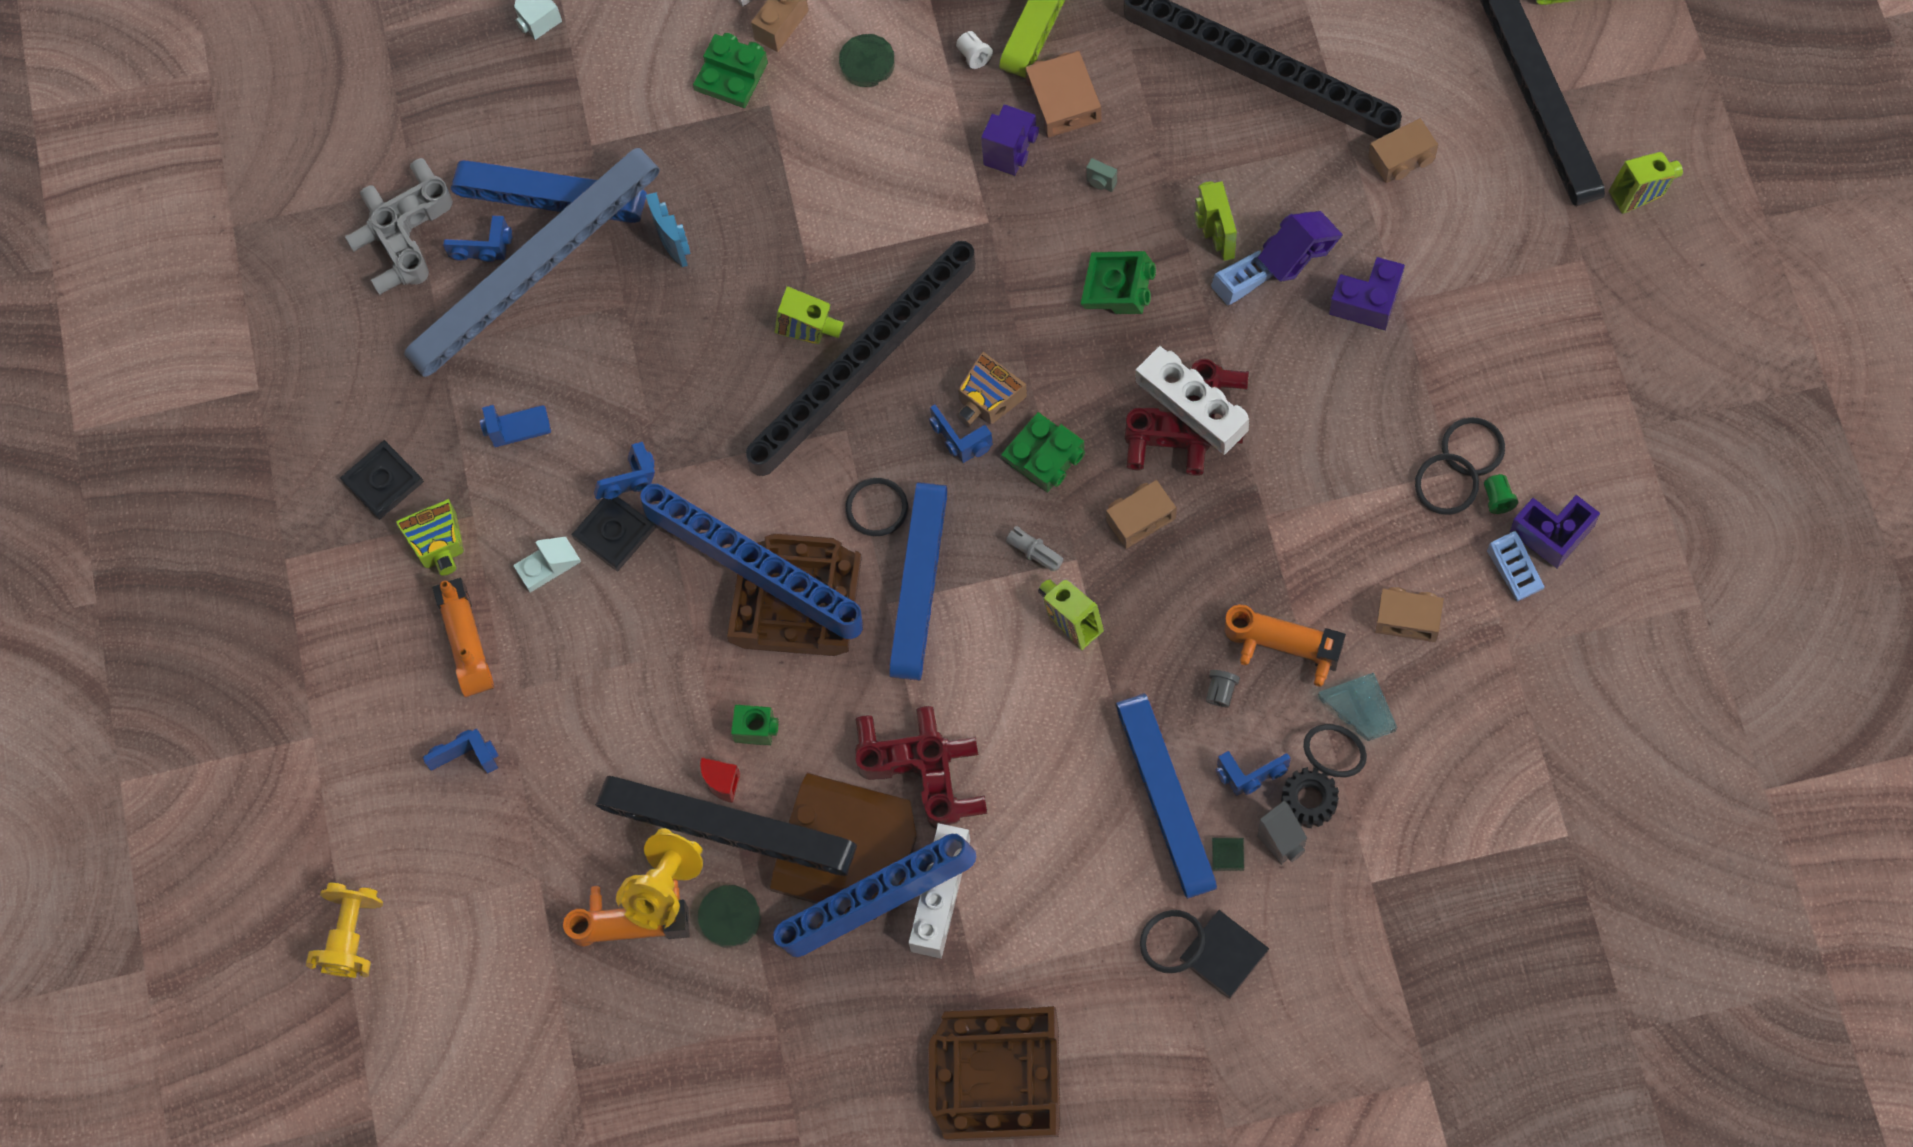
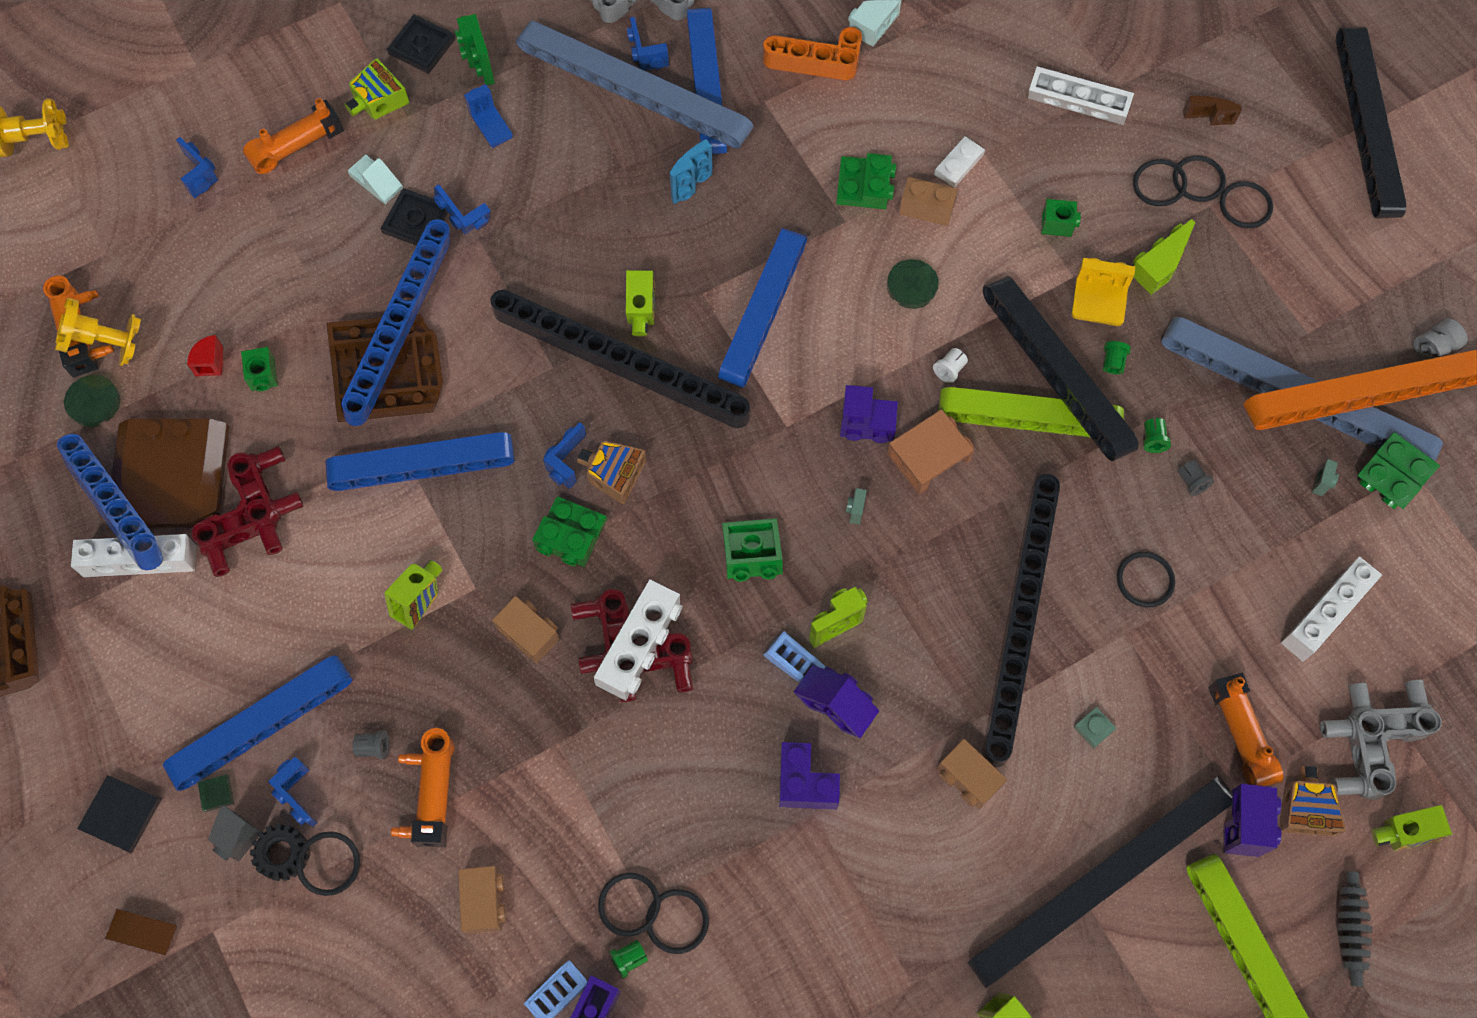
camera: 65 degrees right, 0 degrees up
(419, 411) = (474, 47): none -> green plate
(544, 109) = (815, 57): none -> orange beam
(727, 825) = (155, 373): black beam -> none
(848, 205) = (762, 308): none -> blue beam
(857, 488) = (479, 389): black tyre -> none
(1034, 549) = (472, 549): light grey axle -> none
(1176, 913) = (101, 785): black tyre -> none
(1356, 947) = (141, 932): none -> reddish brown slope
(1361, 705) = (382, 879): clear light blue wing -> none
(1385, 36) = (1095, 727): none -> sand green plate

